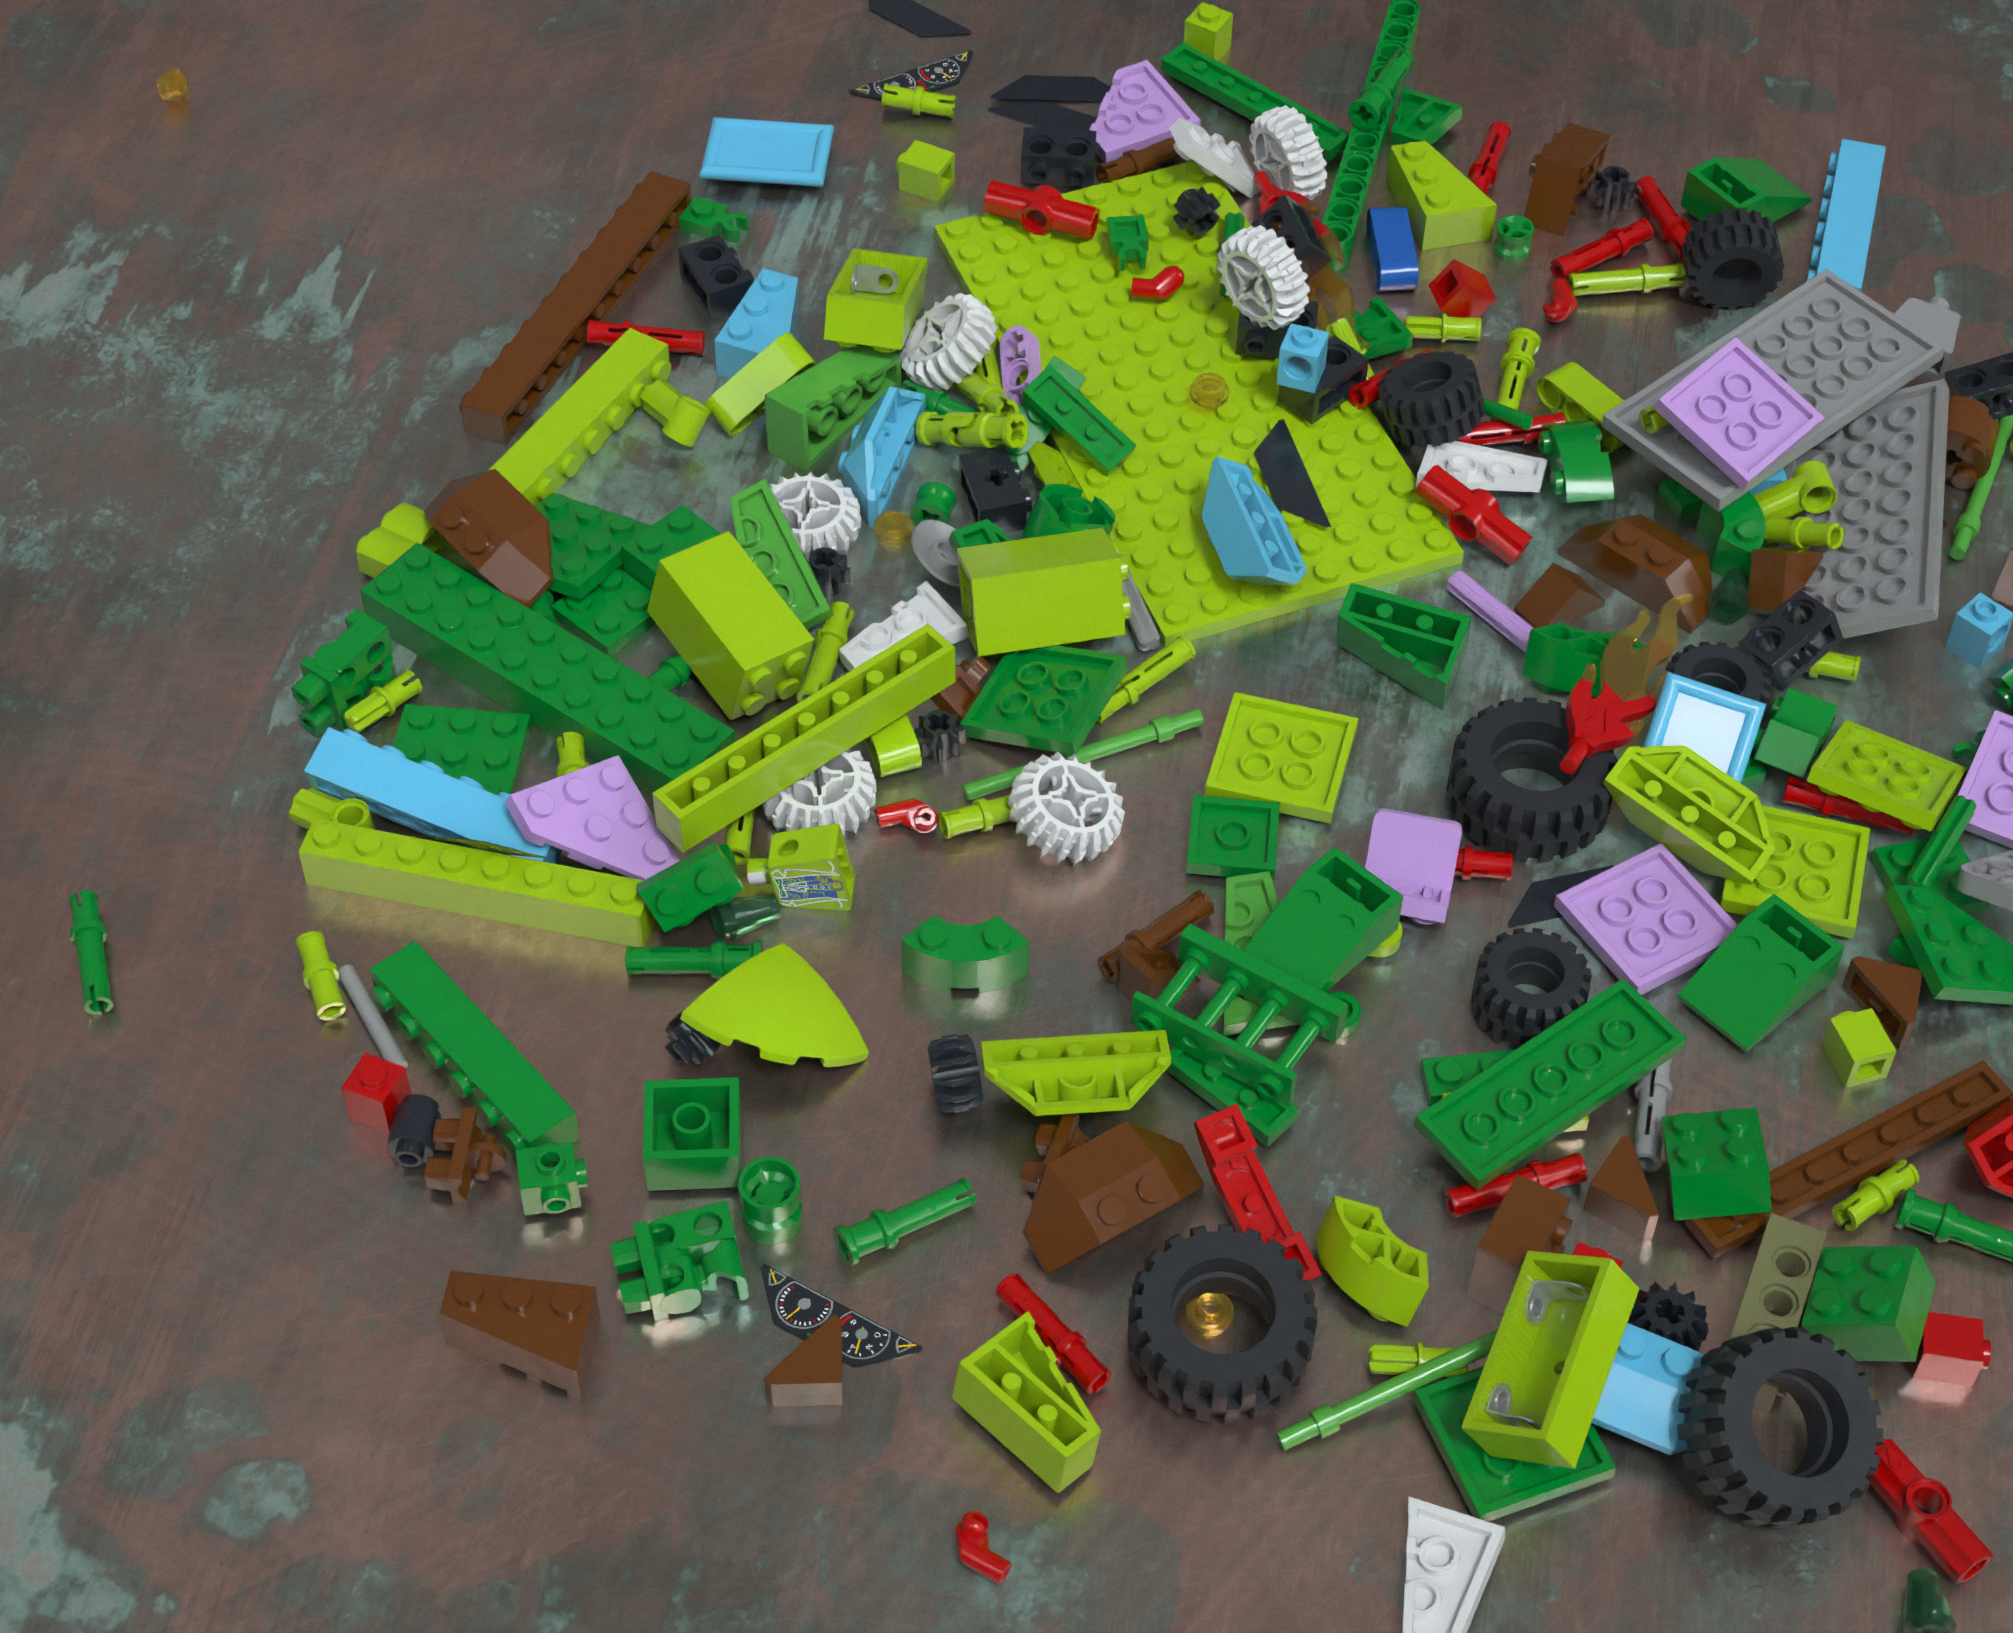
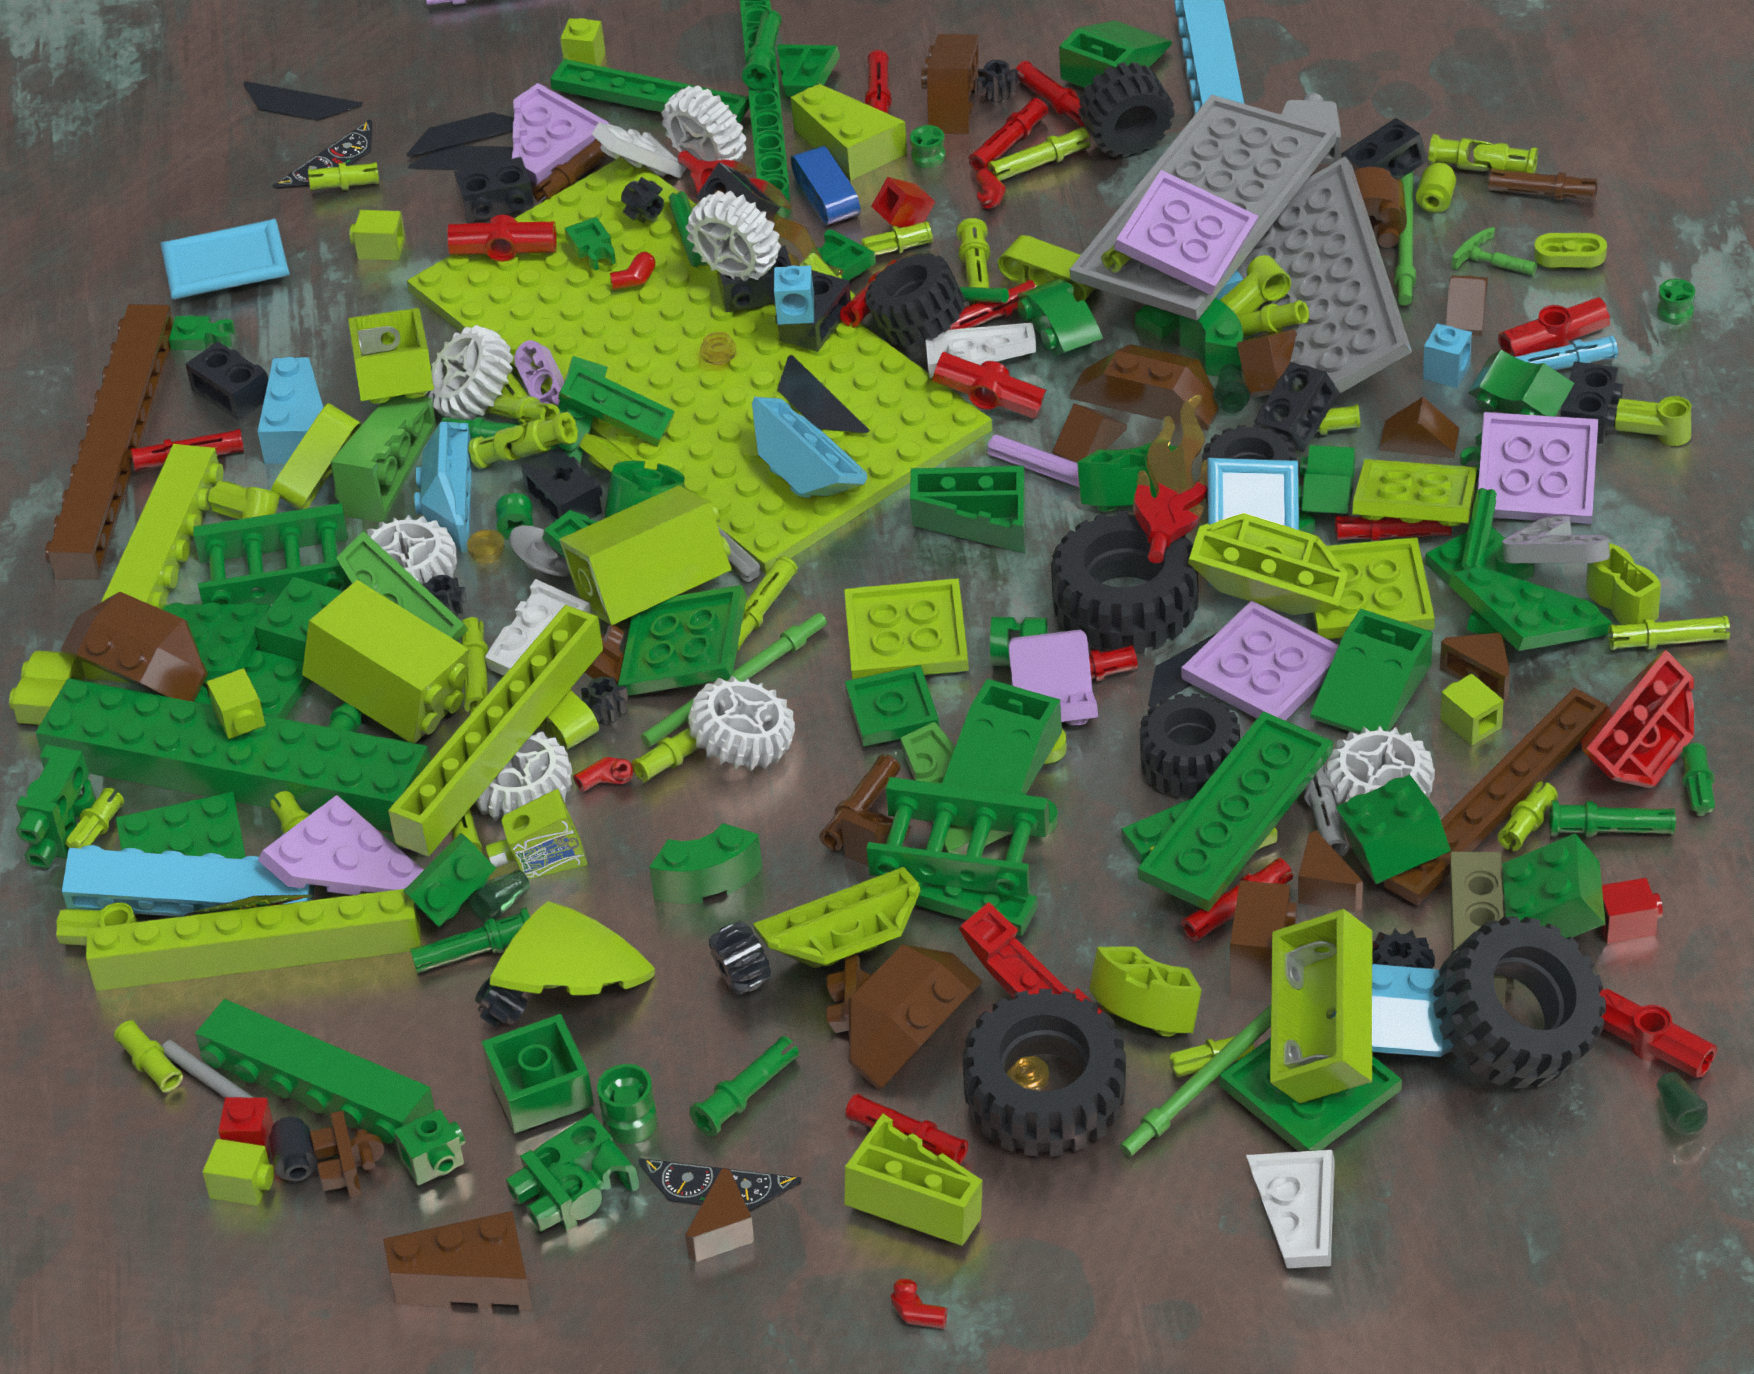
camera: 15 degrees left, 5 degrees down
(348, 1137) = (238, 1172): none -> lime brick
(559, 624) = (236, 703): none -> lime brick
(681, 450) = (270, 534): none -> green fence
(1381, 791) = (1004, 629): none -> green wheel
(1729, 1077) = (1374, 759): none -> white gear
(1919, 706) = (1420, 431): none -> reddish brown slope

